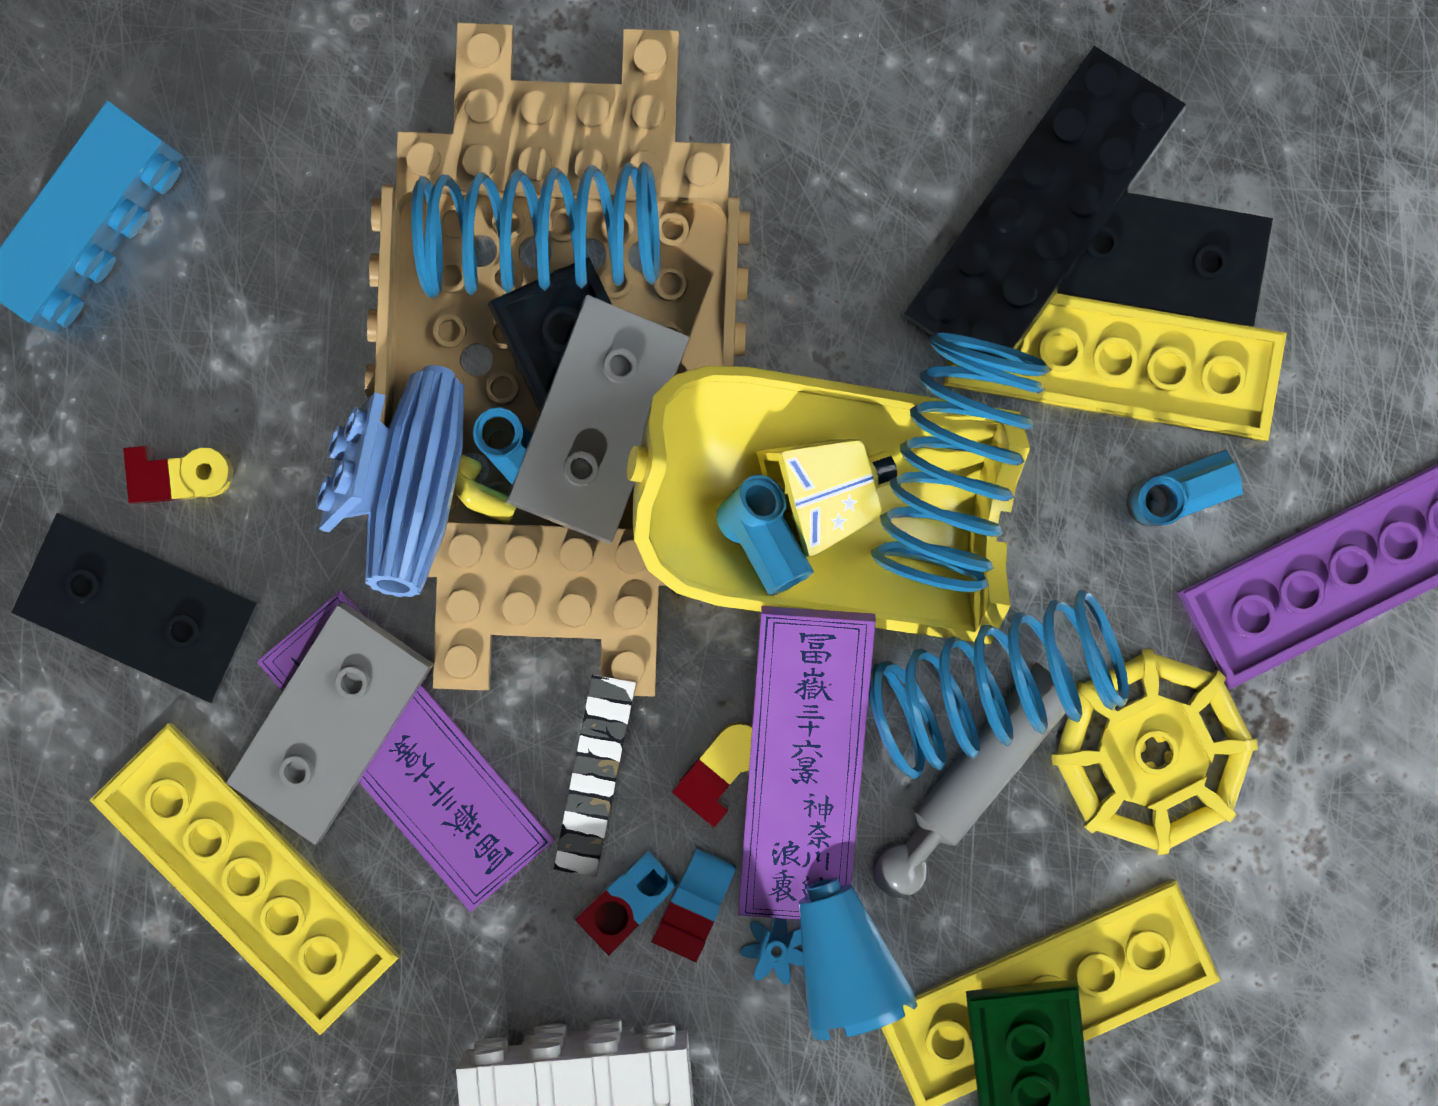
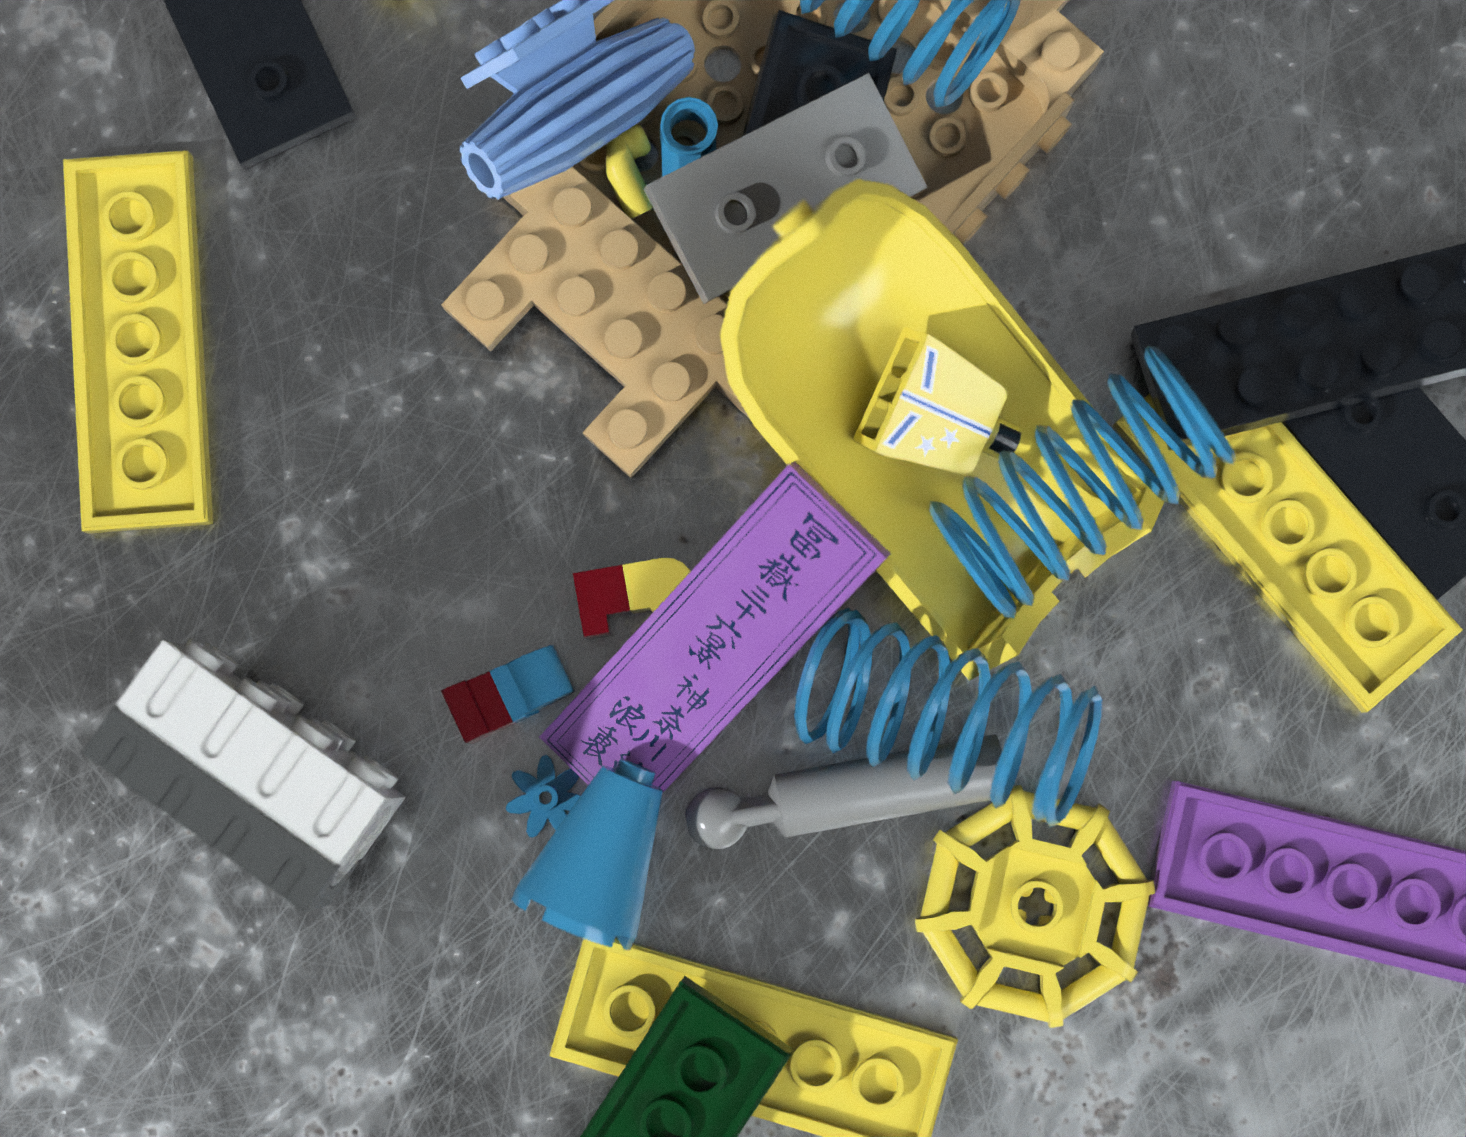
camera: 45 degrees right, 5 degrees down
(329, 723) = (326, 262): light grey plate -> none
(435, 785) = (372, 348): medium lavender tile -> none
(594, 775) = (517, 502): sticker -> none
(626, 902) = (449, 639): leg -> none
(764, 533) = (852, 387): dark azure piece -> none
(1188, 489) = (1259, 694): dark azure piece -> none

